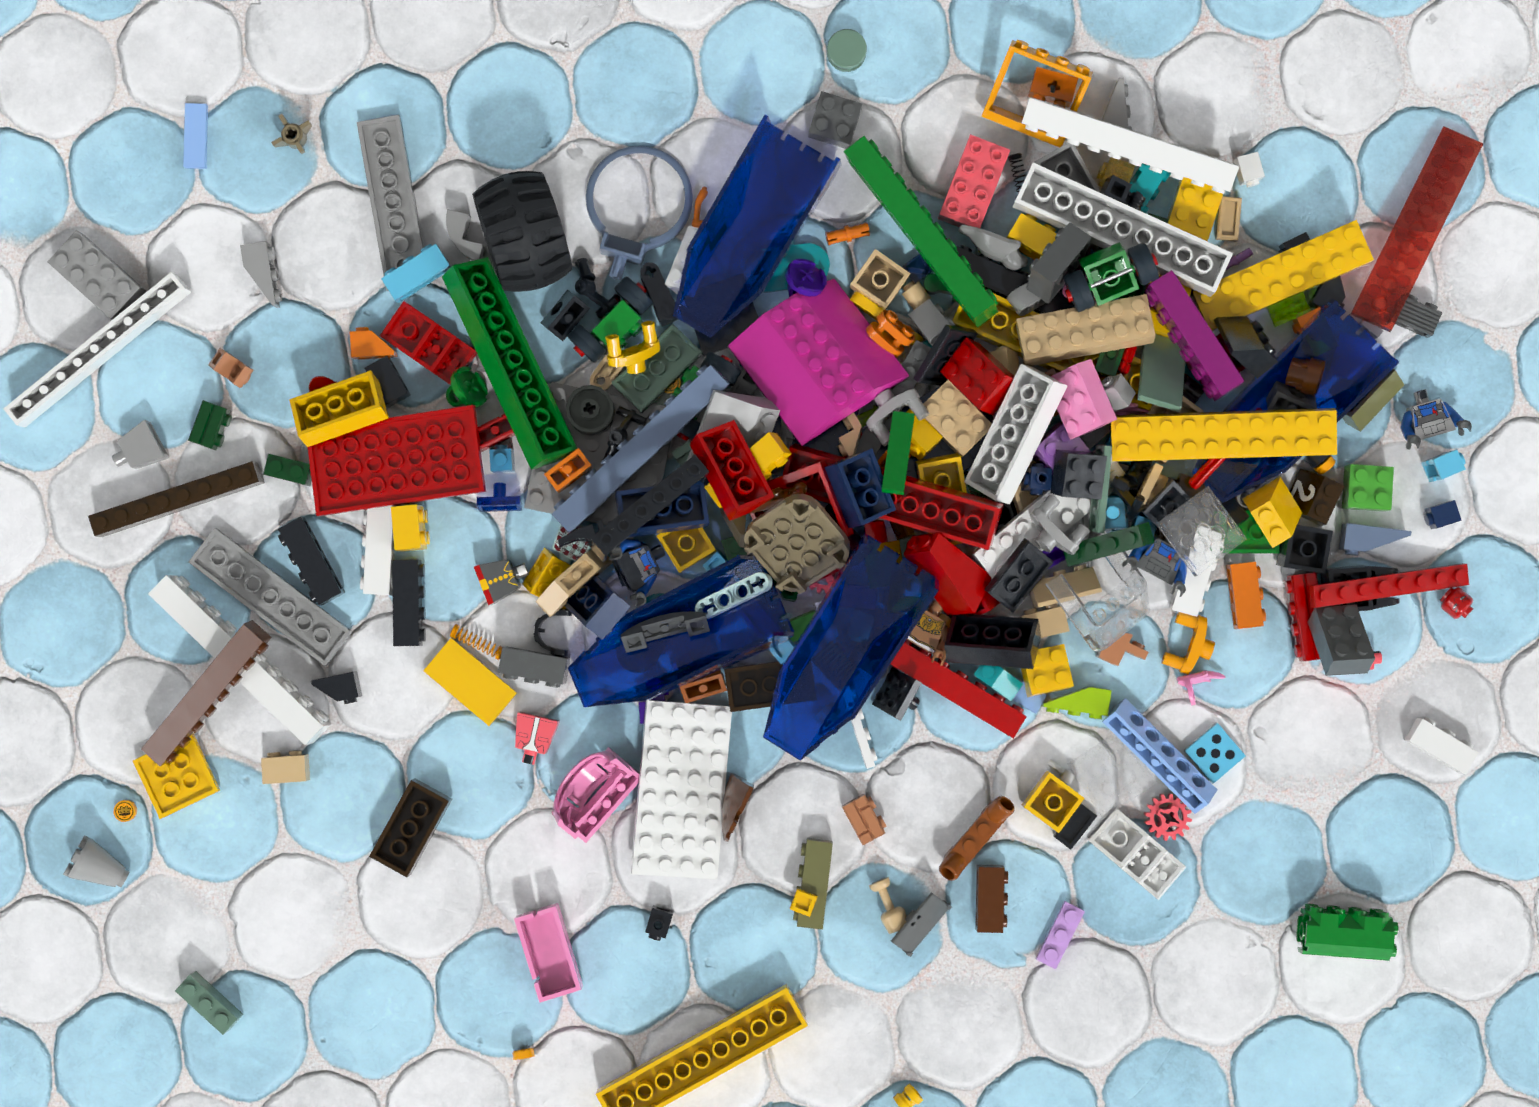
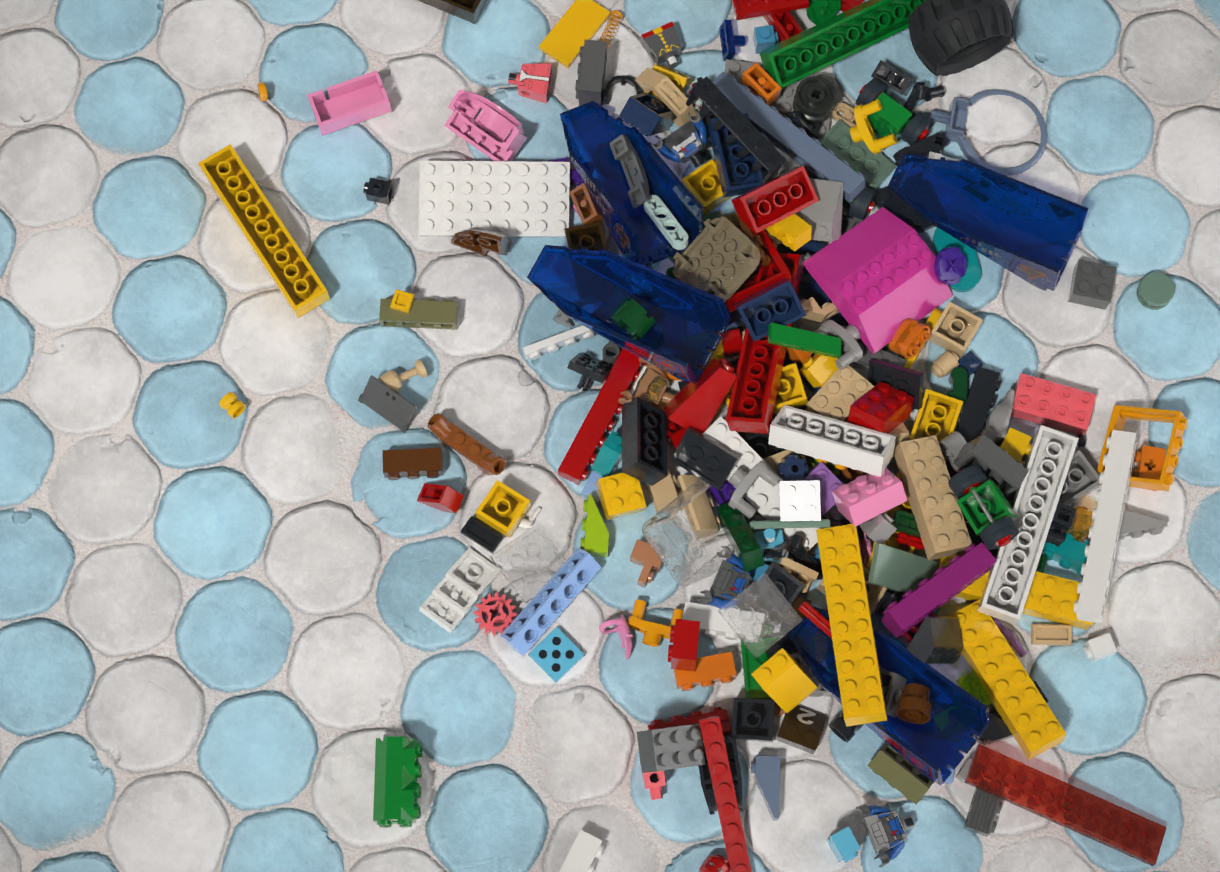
camera: 80 degrees right, 15 degrees down
(847, 233) = (993, 303): orange pin -> none
(858, 643) = (632, 318): none -> dark green brick
(863, 818) = (477, 351): nougat brick -> none
(921, 232) = (1002, 354): green brick -> none
(930, 320) = (930, 369): light grey hinge -> none
(1032, 870) = (440, 497): none -> red slope
(1060, 935) = (383, 528): lavender plate -> none
(1229, 615) = (685, 644): none -> red brick
(1327, 464) = (832, 736): light orange tile -> none
(1367, 487) = (815, 777): bright green brick -> none
(1442, 515) = (796, 850): dark blue brick -> none

